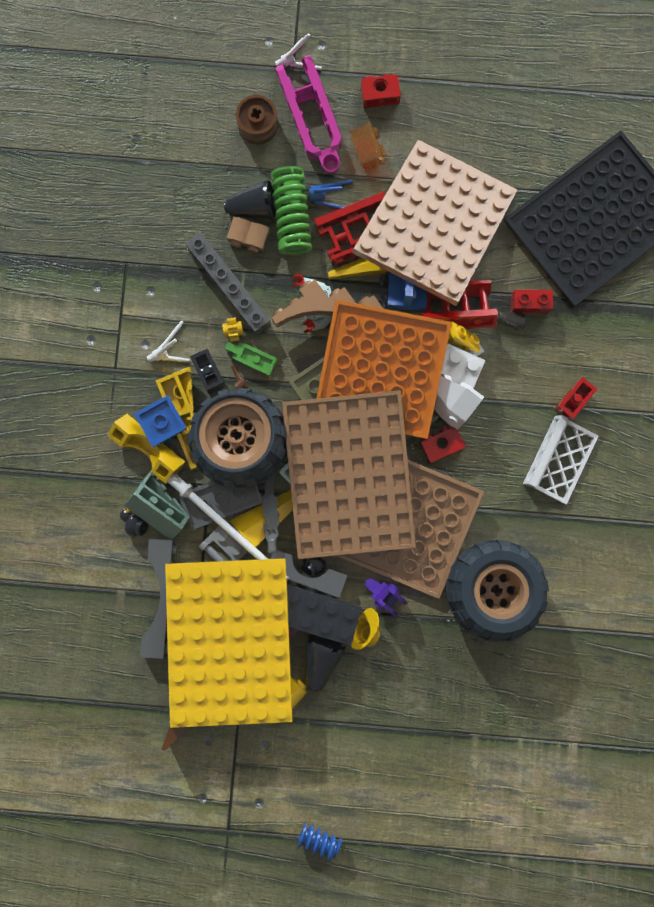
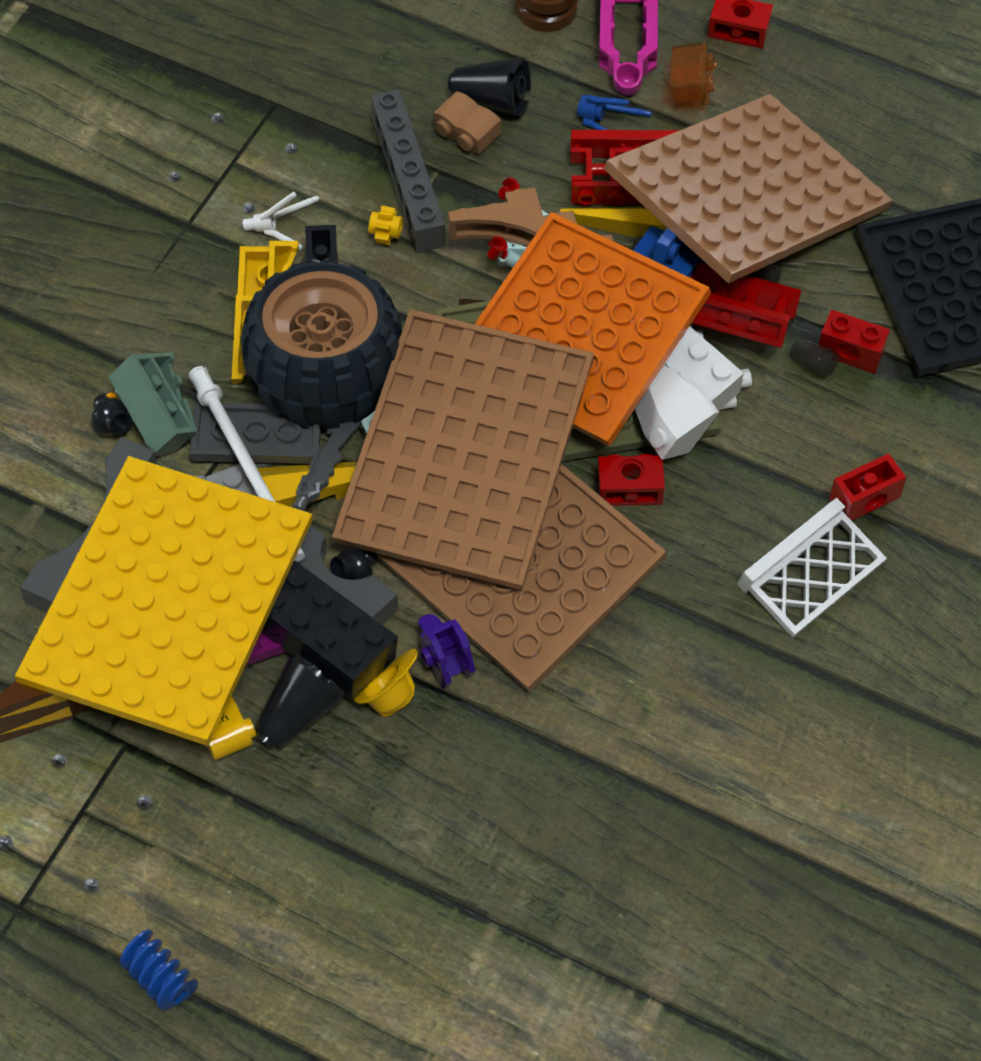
camera: 20 degrees right, 25 degrees down
(128, 433) = (168, 299): yellow arch -> none
(160, 421) = (219, 294): blue bracket -> none
(252, 357) = (396, 271): bright green hinge -> none
(292, 189) = (542, 111): bright green piece -> none
(463, 339) = (717, 331): yellow bracket -> none
(522, 606) = (655, 721): black wheel -> none

